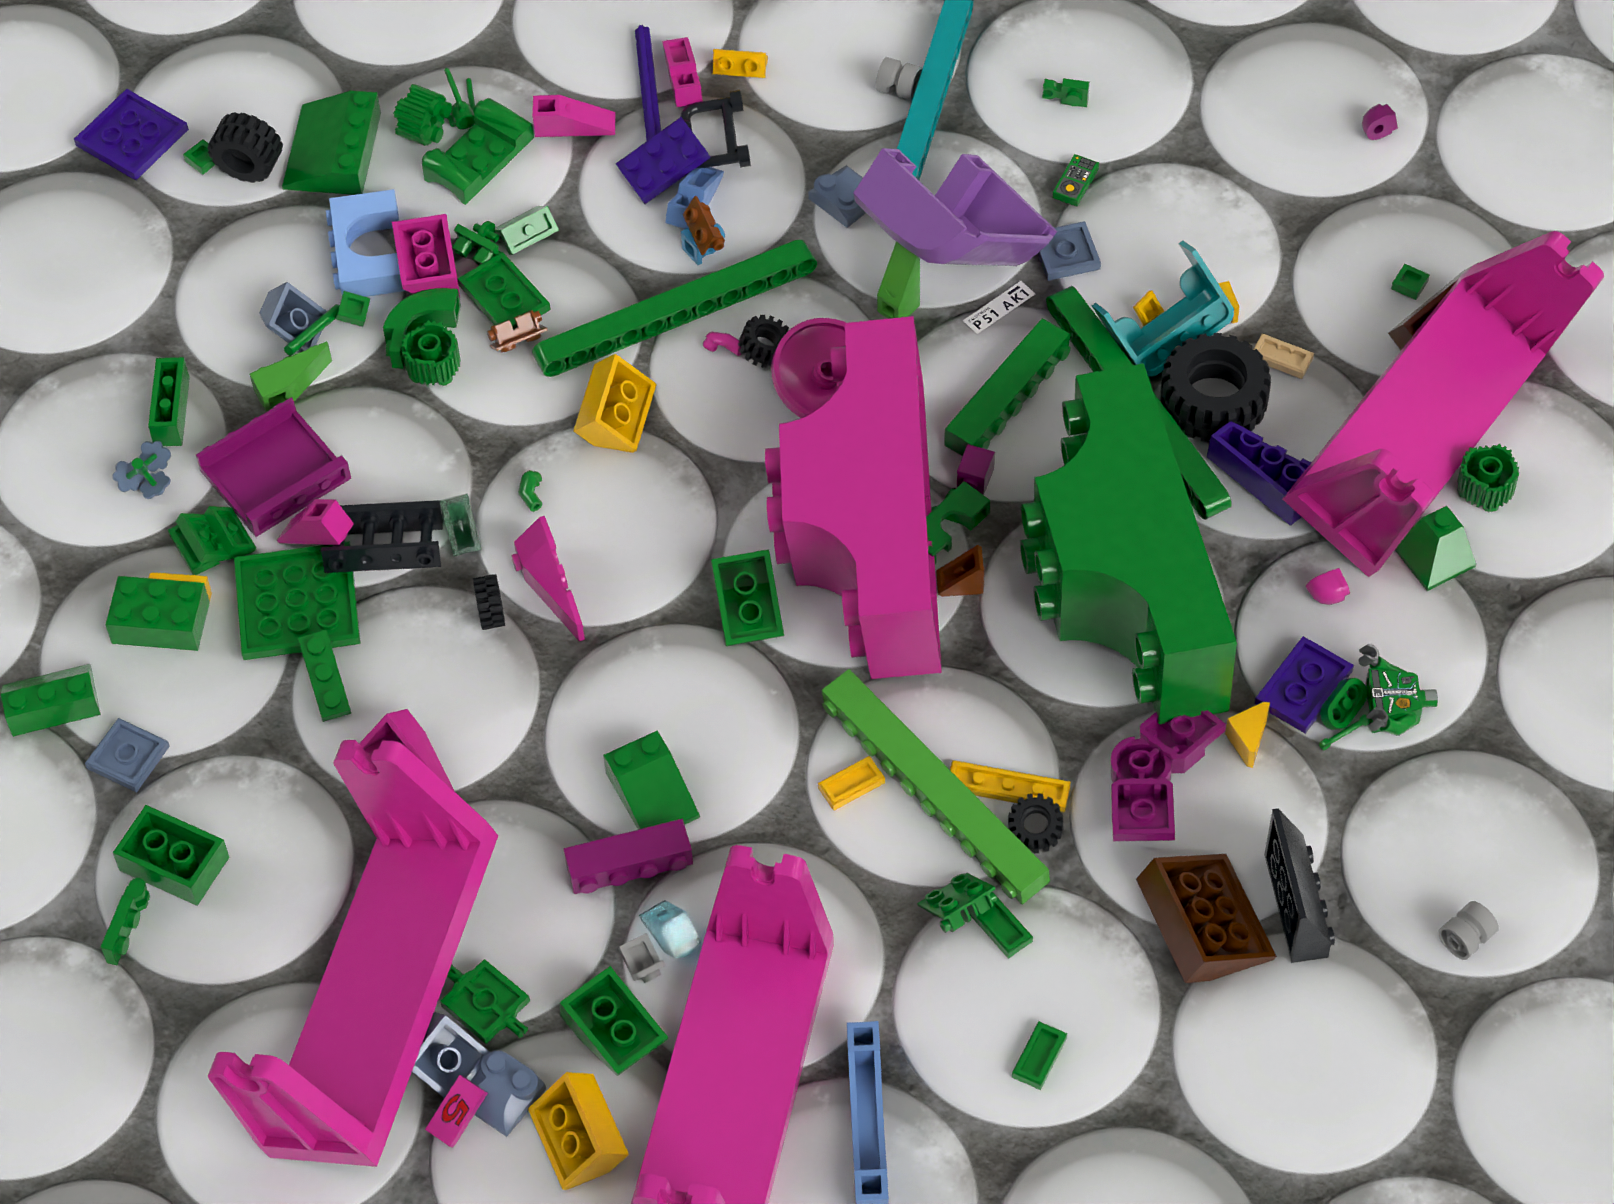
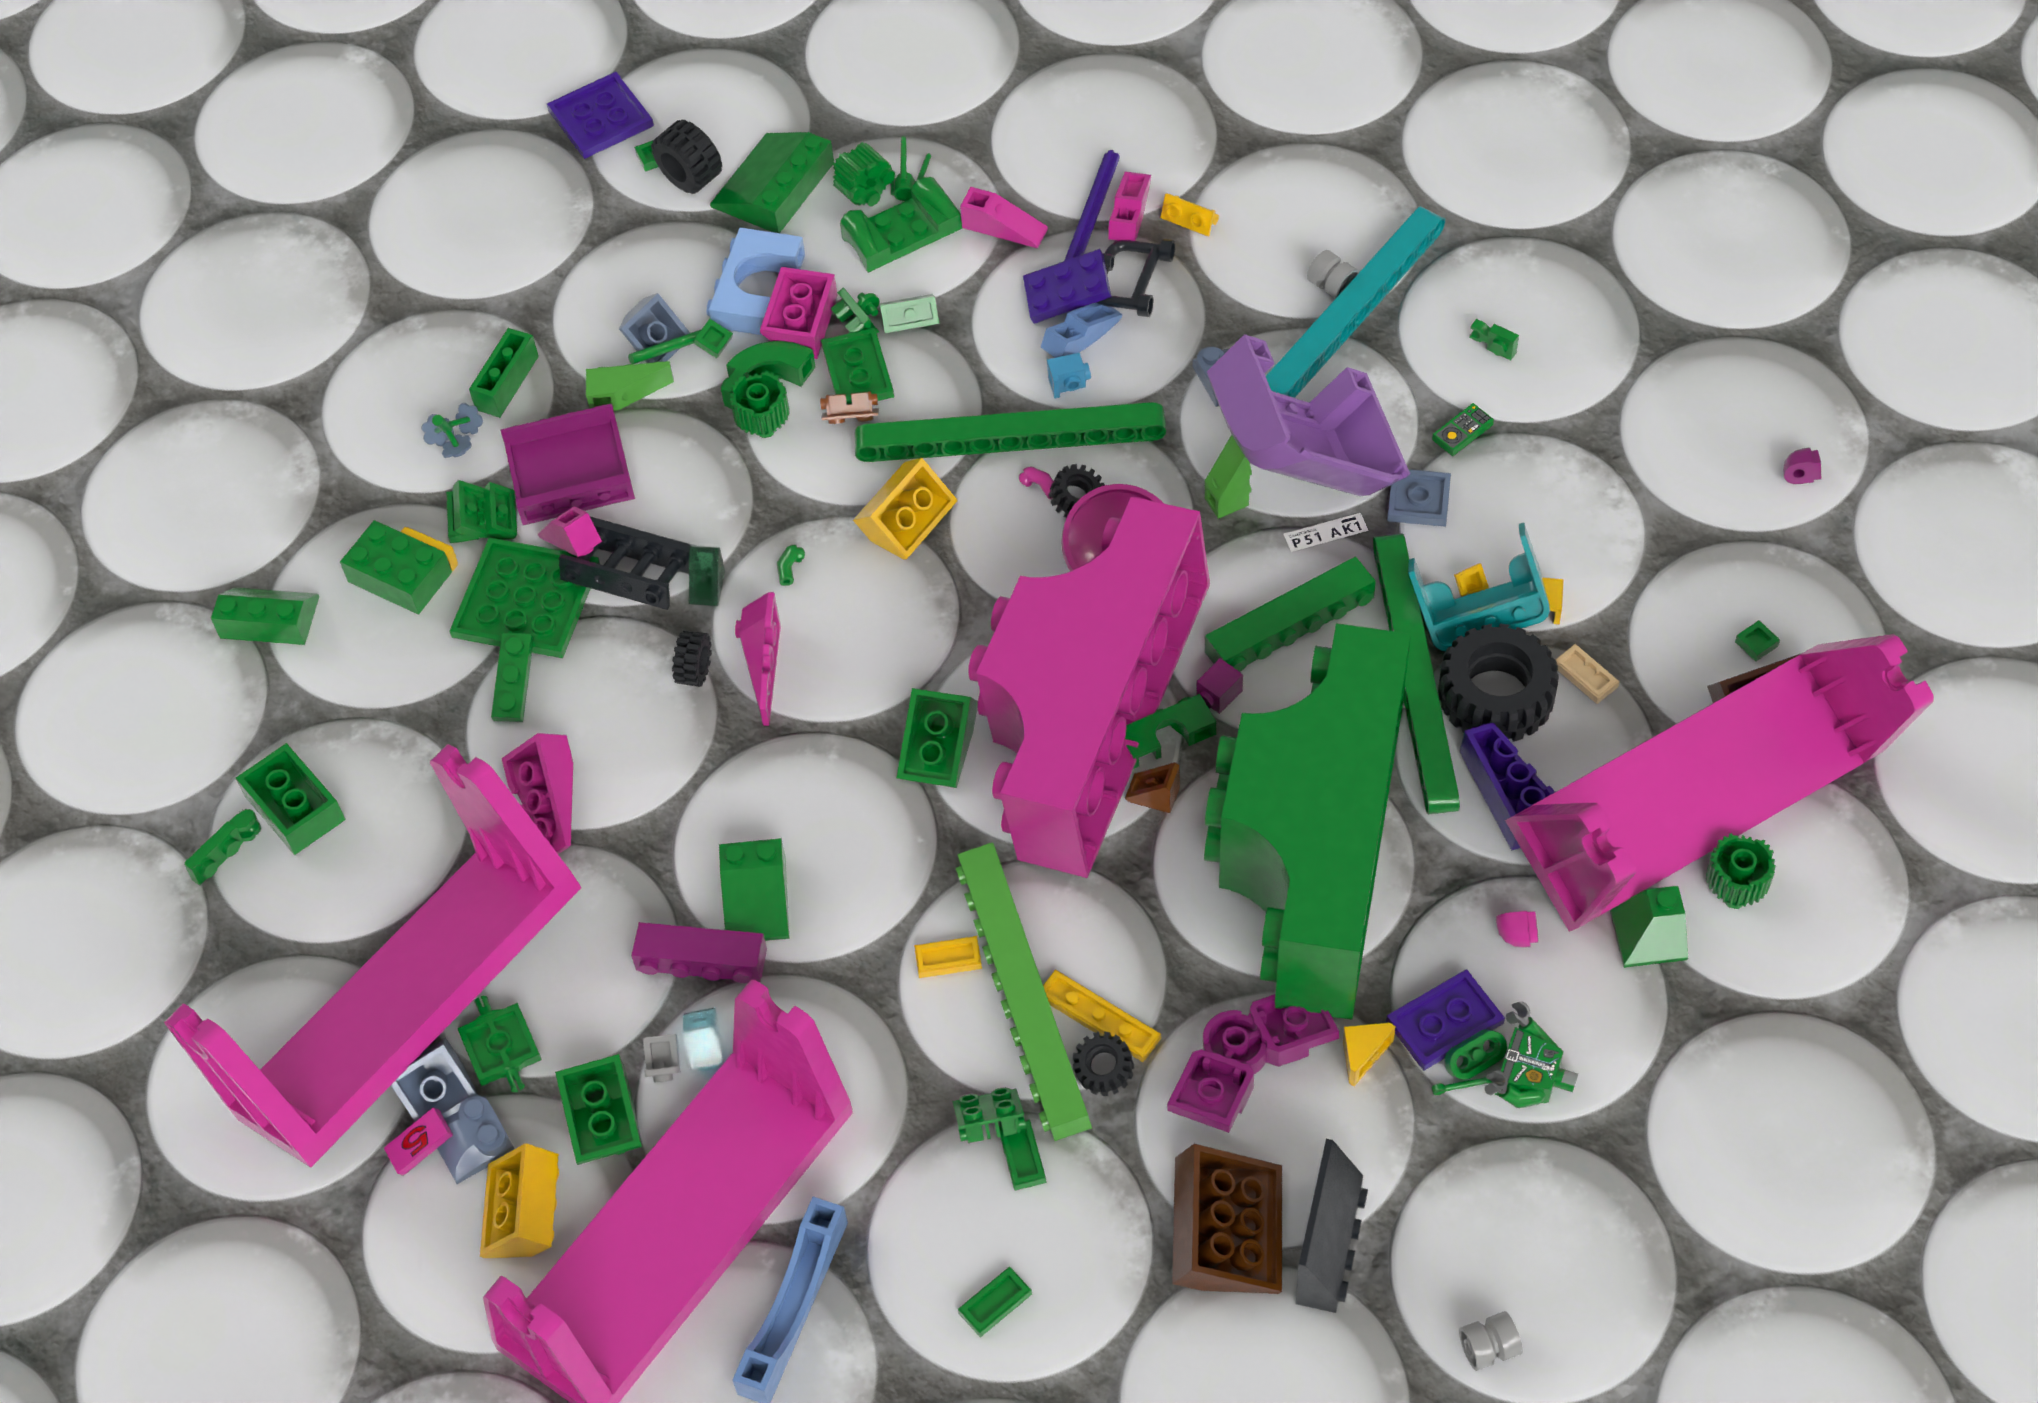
camera: 25 degrees right, 0 degrees up
(127, 755) = (306, 690): sand blue tile -> none
(702, 226) = (1066, 351): dark orange hinge -> none

